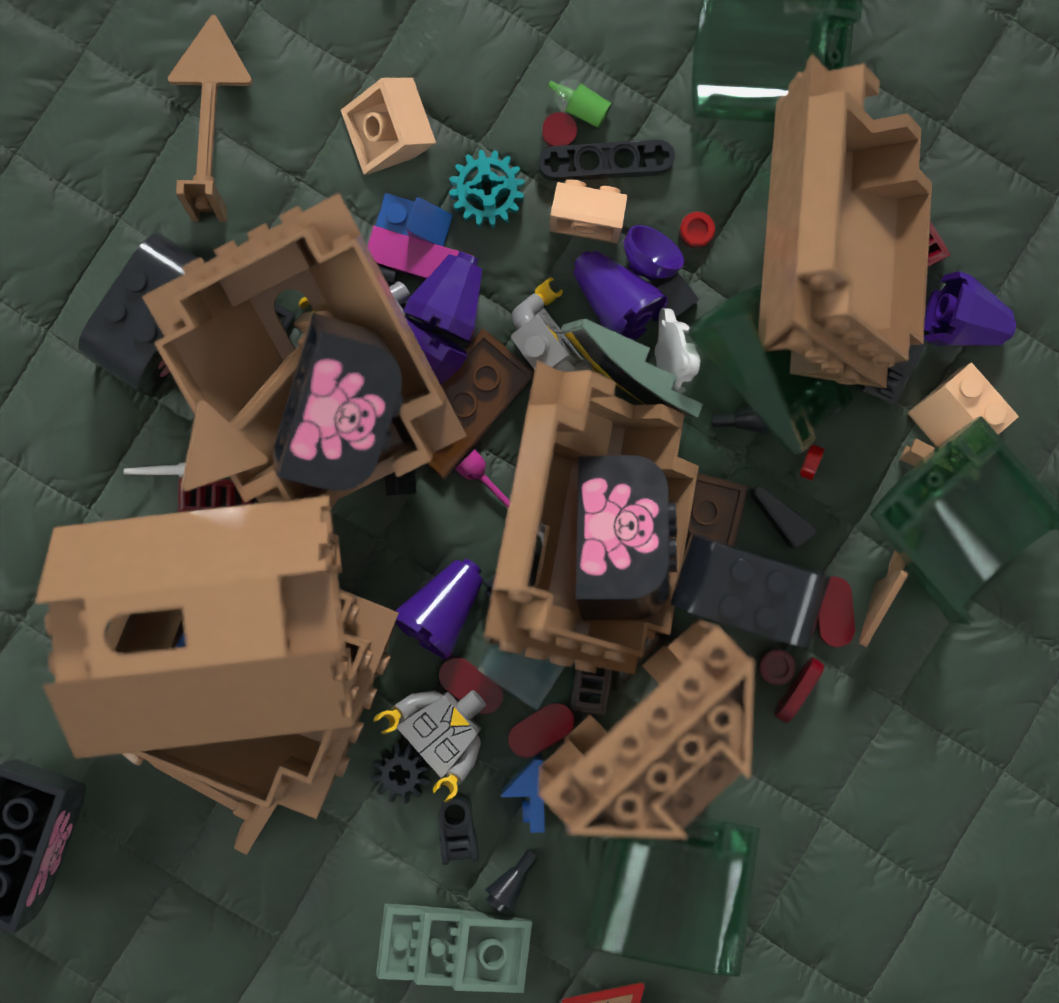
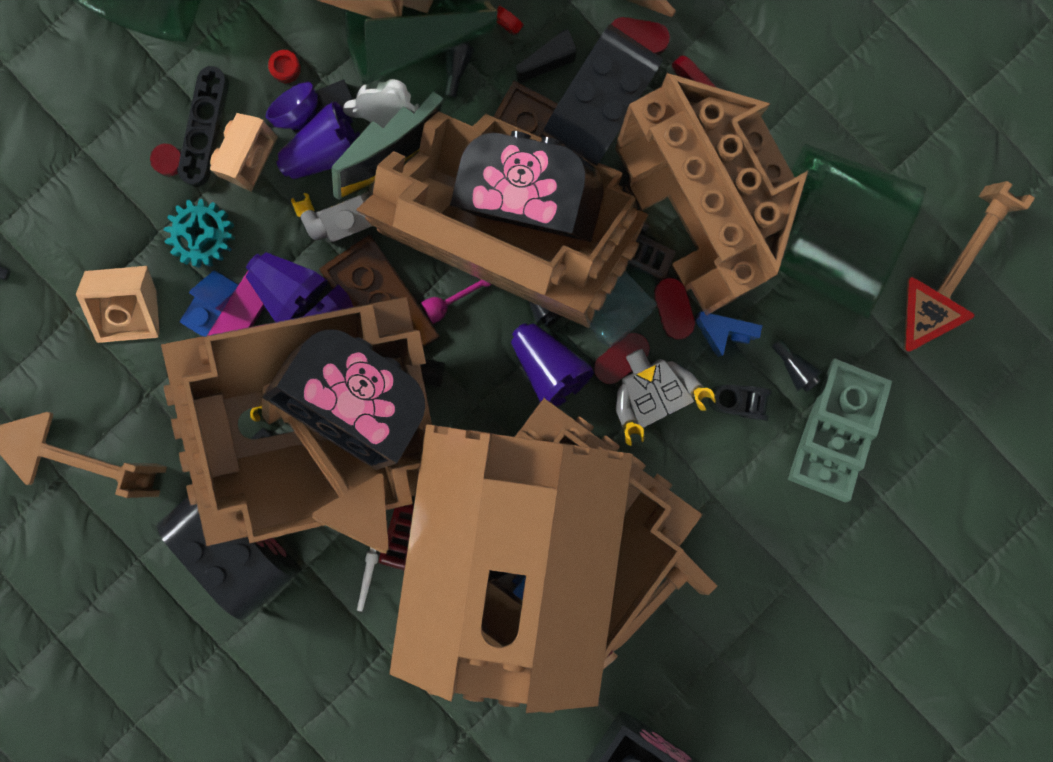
camera: 80 degrees left, 0 degrees up
(394, 782) = (686, 445): black gear -> none
(580, 101) = (146, 134): bright green piece -> none

